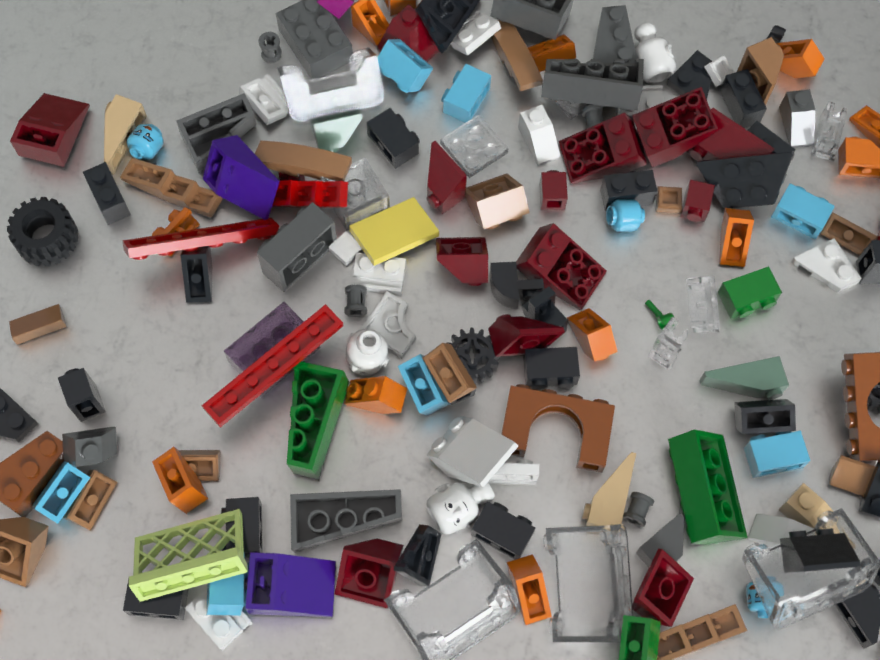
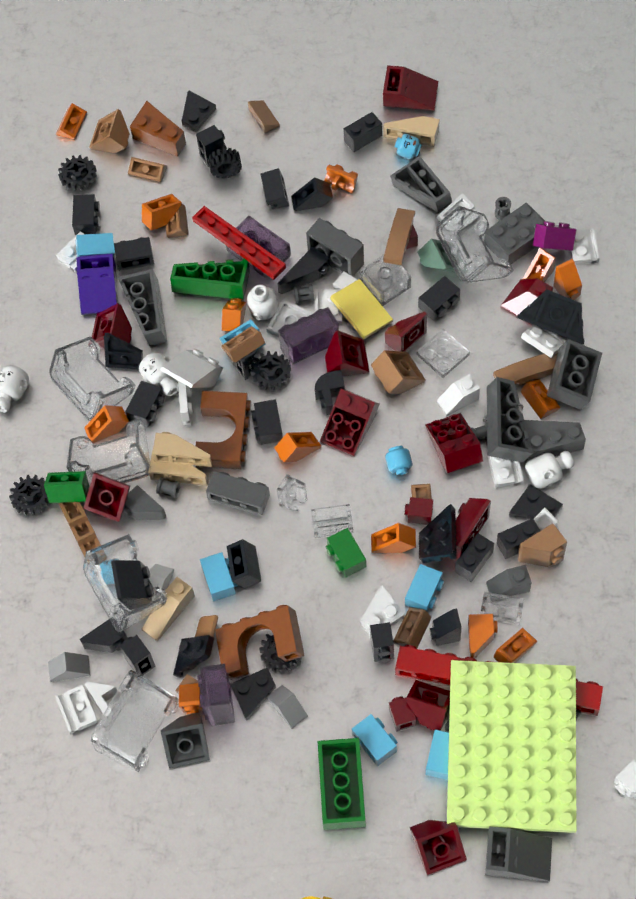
camera: 90 degrees right, 5 degrees down
(35, 215) = (324, 91): black tyre -> none
(60, 492) = (146, 149): medium azure brick -> none
(75, 617) = (77, 172): none -> black gear
(89, 446) = (176, 157): dark grey slope -> none
(116, 379) = (225, 163): none -> black tyre
(170, 187) = (375, 170): medium nougat slope -> none
(173, 318) = (274, 189): none -> black hinge
(189, 571) = (96, 220): yellowish green fence -> none
(192, 239) = (331, 188): red plate -> none
(240, 176) = (385, 202): dark purple slope -> none
(302, 193) = (377, 240): red slope -> none
(315, 287) = (305, 271): none -> black slope
(403, 65) = (501, 294): medium azure brick -> none
(431, 296) = (307, 335): none -> clear purple brick
(466, 93) = (487, 342): medium azure brick -> none
(515, 334) = (285, 392): dark red slope -> none
(542, 308) = (306, 412): black brick -> none
(553, 190) = (413, 409): dark red brick -> none
(597, 487) = (175, 450): none -> tan slope
(632, 185) = (422, 463): black brick -> none
(653, 416) = (238, 492): none -> dark grey brick
(662, 320) = (317, 495): green hand -> none
(675, 126) = (475, 479): dark red slope -> none
(706, 487) = (188, 532): green slope -> none
(750, 379) = (275, 559): sand green slope -> none
(777, 33) = (593, 564): black hand -> none
(801, 58) = (567, 579): orange slope -> none
(861, 188) = (446, 628): none -> black slope

